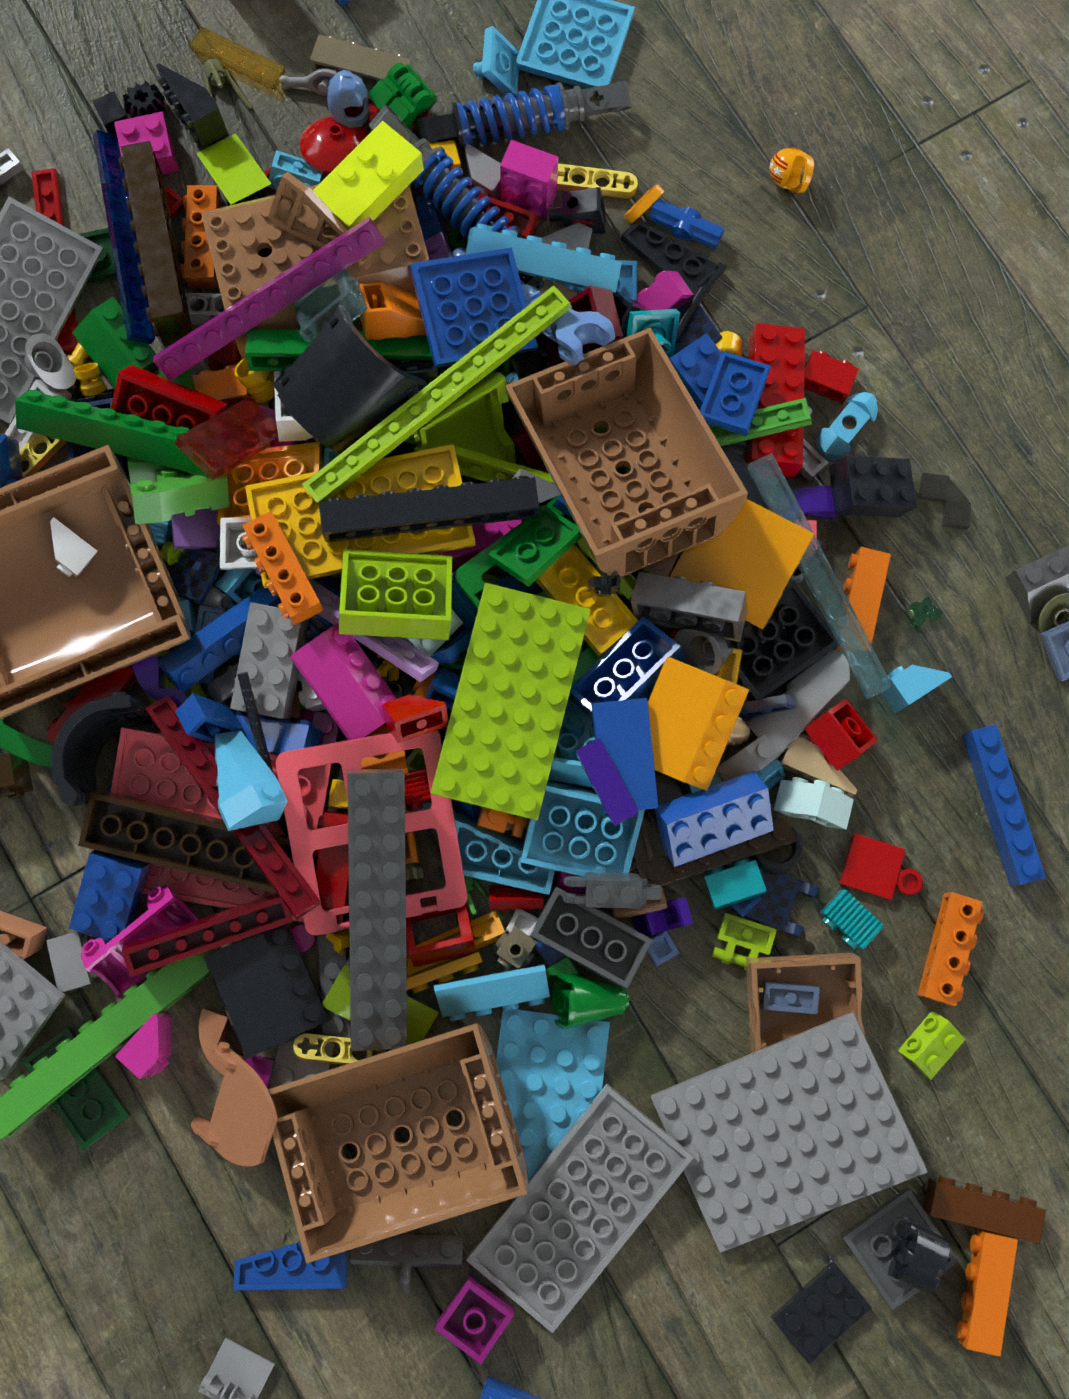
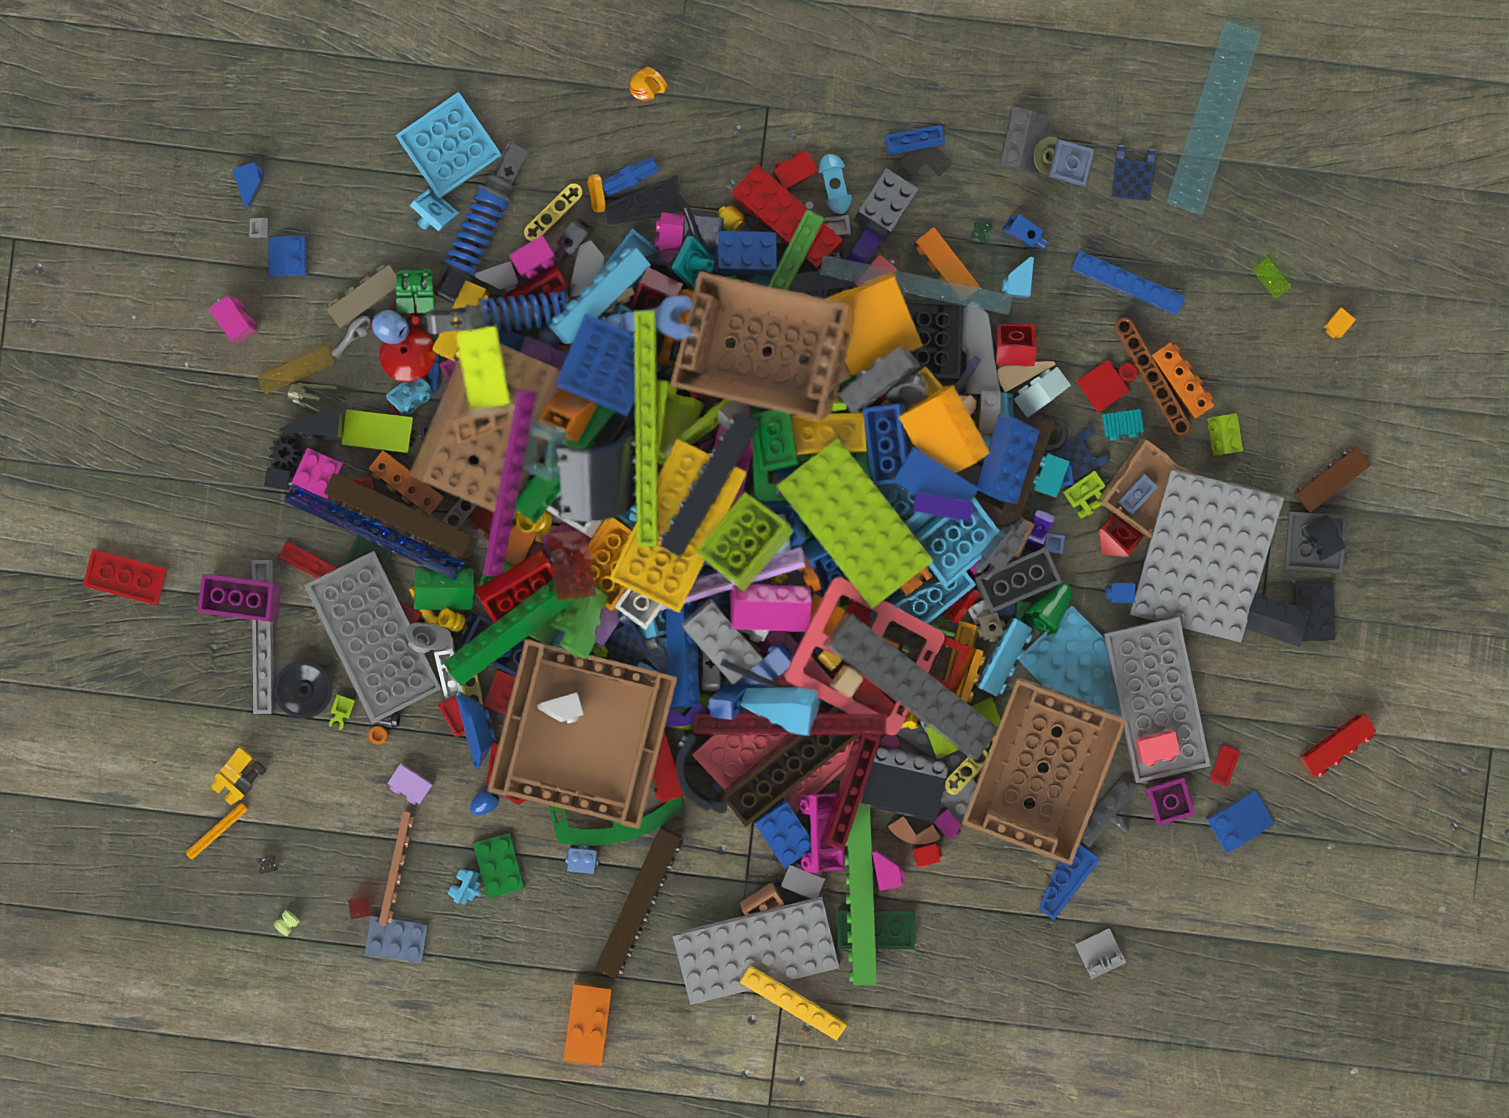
camera: 55 degrees left, 10 degrees up
(200, 1078) = (927, 854): none -> red brick
(242, 1114) = (965, 845): nougat piece -> none
(282, 567) = (680, 594): orange brick -> none
(326, 828) = (847, 680): none -> tan brick
(414, 717) = (822, 585): red slope -> none
(525, 1253) = (1157, 747): none -> coral brick
(565, 1349) = (1224, 765): none -> red tile
(604, 585) = (830, 420): black plate -> none
(667, 1066) = (1120, 592): none -> blue brick
(725, 1014) = (1118, 537): none -> red slope
(734, 393) = (770, 247): blue tile -> none
(781, 1277) = (1277, 619): none -> black slope
(917, 921) = (1160, 382): none -> dark orange beam
(959, 471) = (915, 139): none -> blue tile
(965, 652) = (1018, 227): none -> blue torso
(987, 1292) = (1373, 513): orange brick -> none

